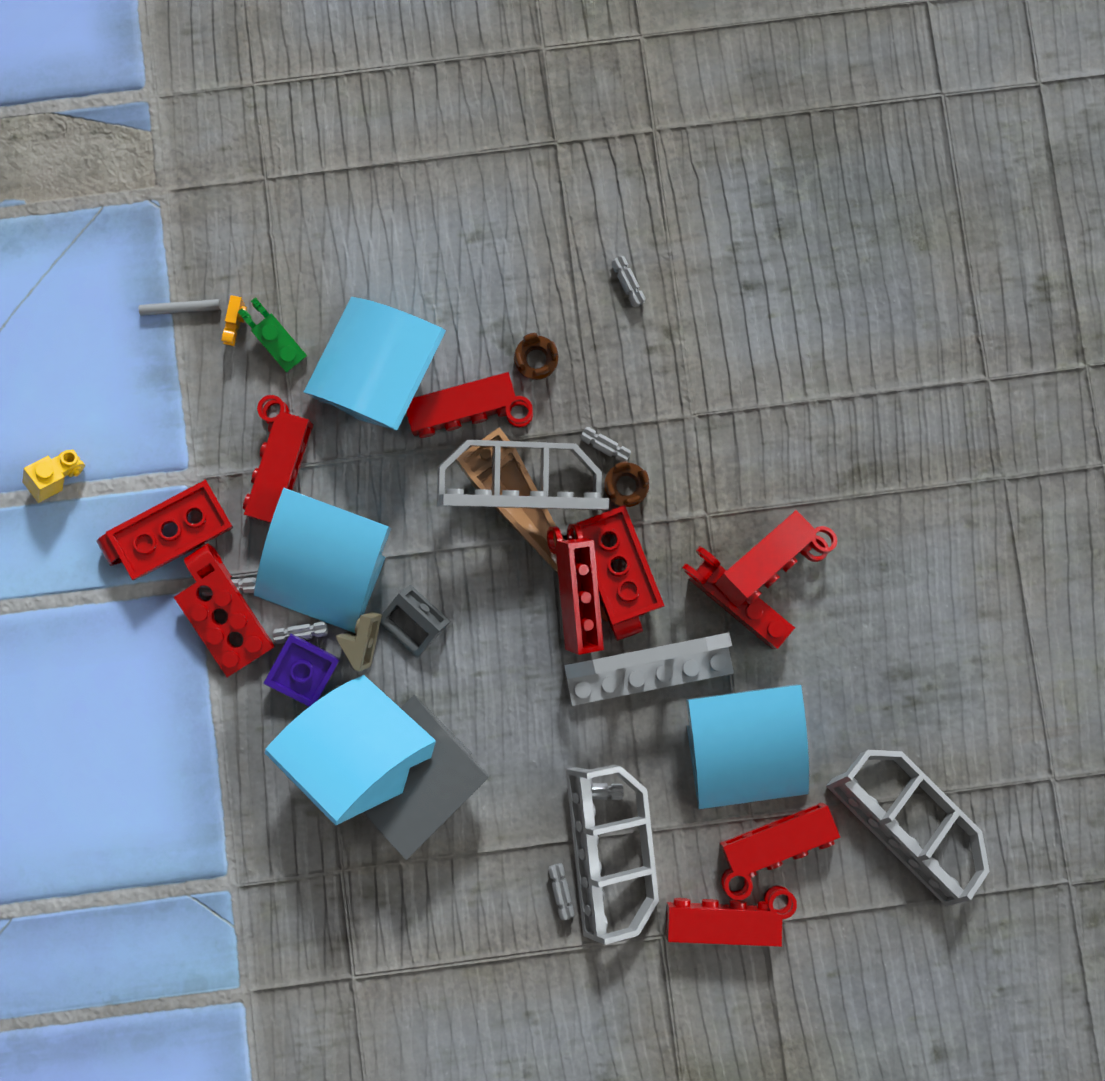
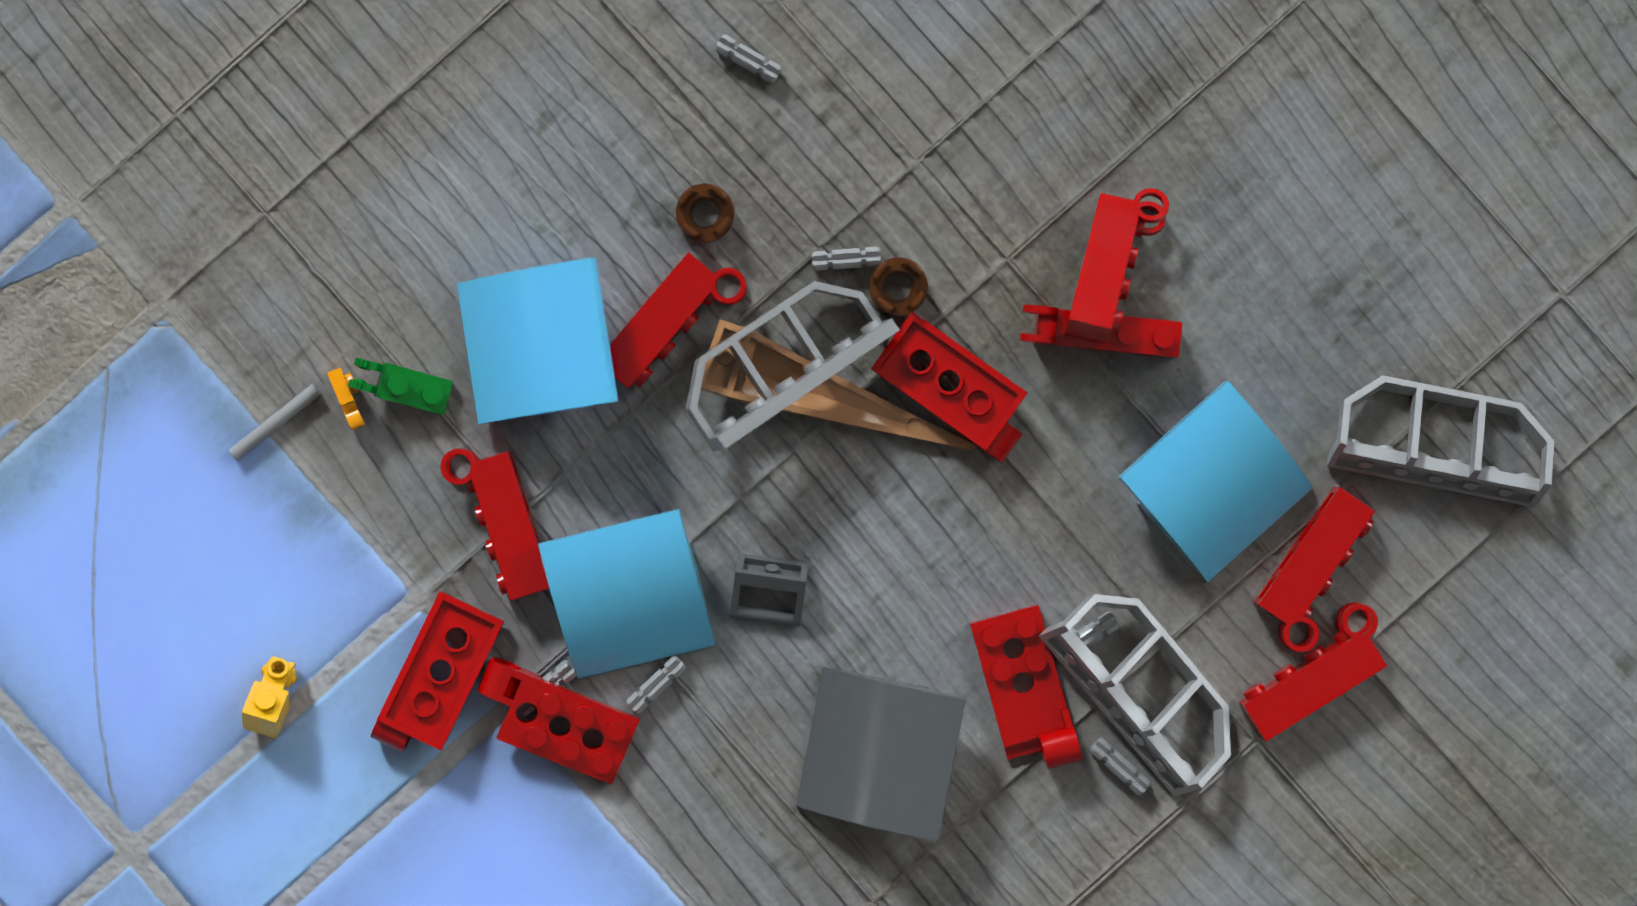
camera: 35 degrees left, 5 degrees up
(301, 670) = (686, 723): dark purple plate -> none
(351, 750) = (801, 767): medium azure slope -> none
(361, 647) = (732, 656): dark tan slope -> none
(530, 821) = (1031, 718): none -> red hinge
(577, 590) = (924, 438): red hinge -> none
(649, 669) = (1057, 471): light grey plate -> none

